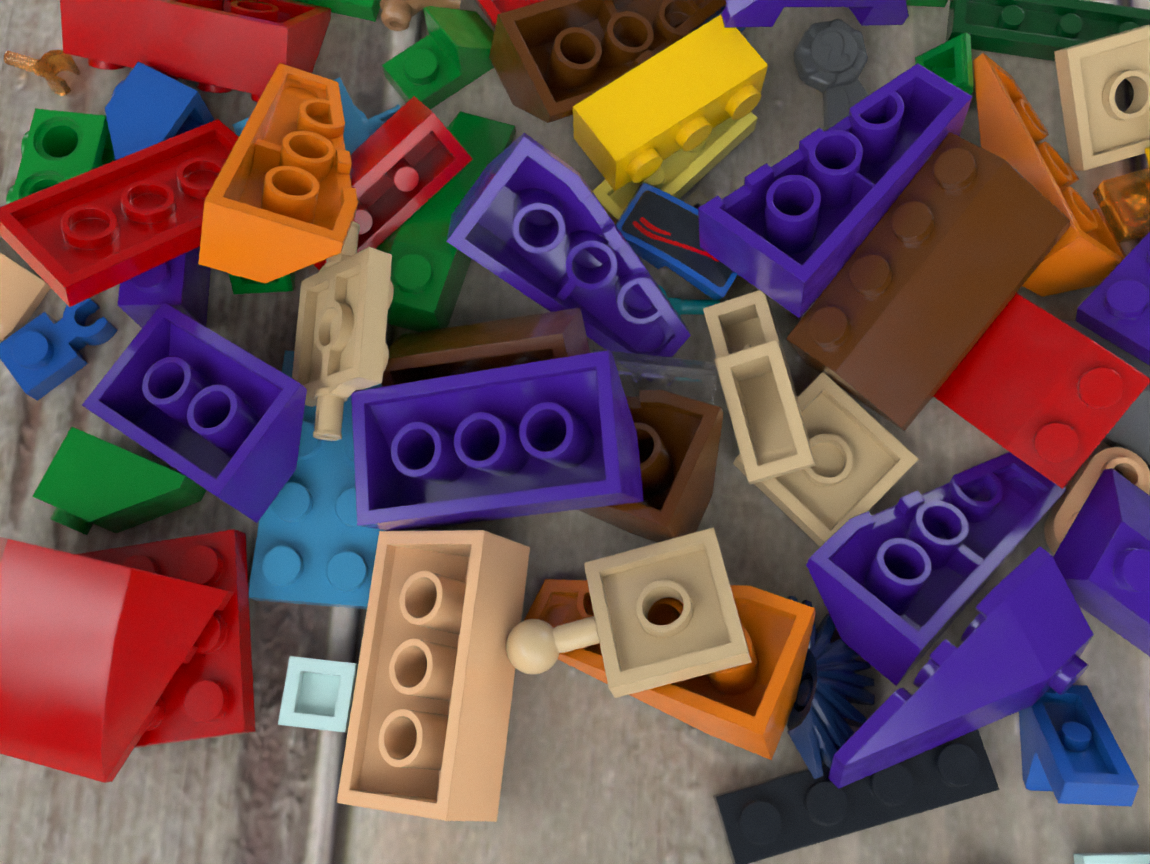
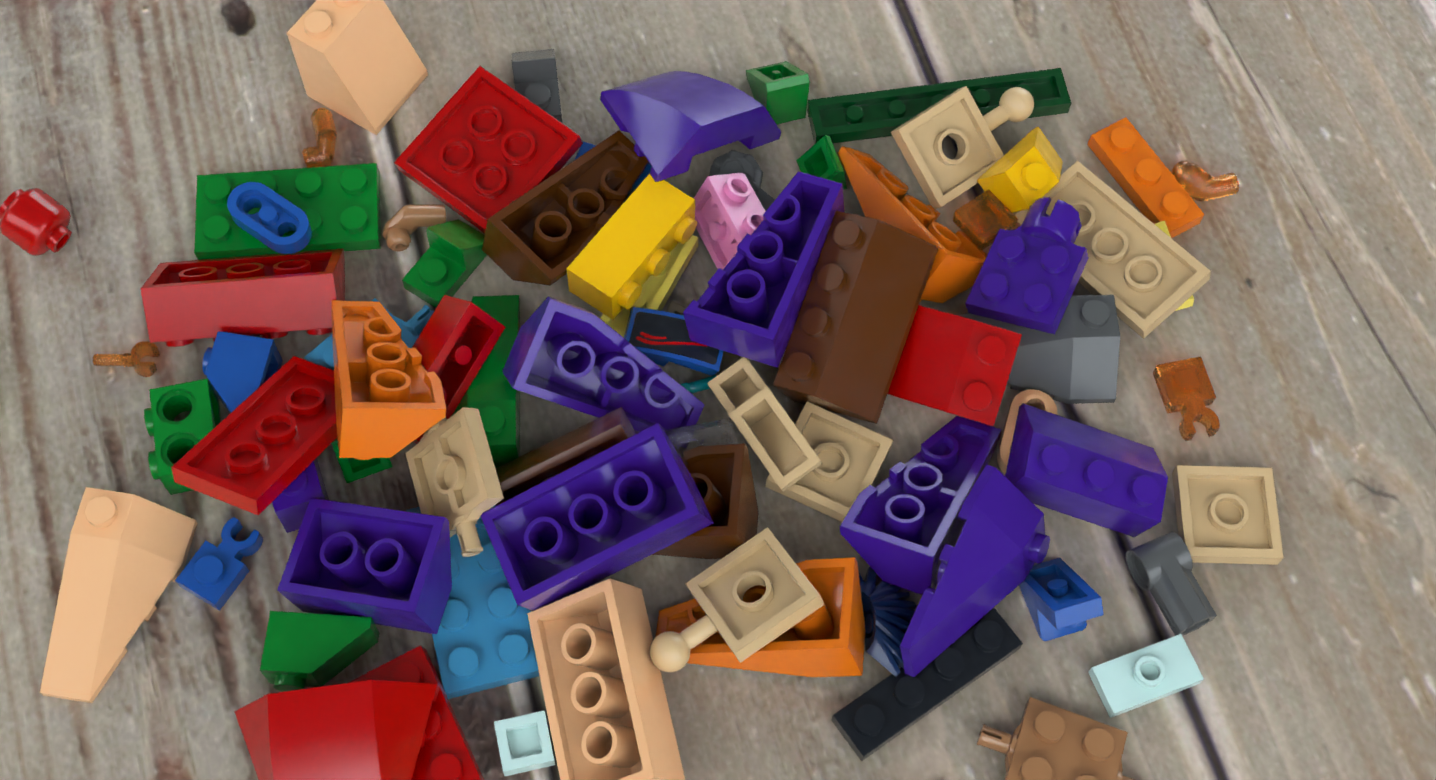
camera: 25 degrees left, 10 degrees down
(800, 94) = (725, 213): none -> bright pink bracket

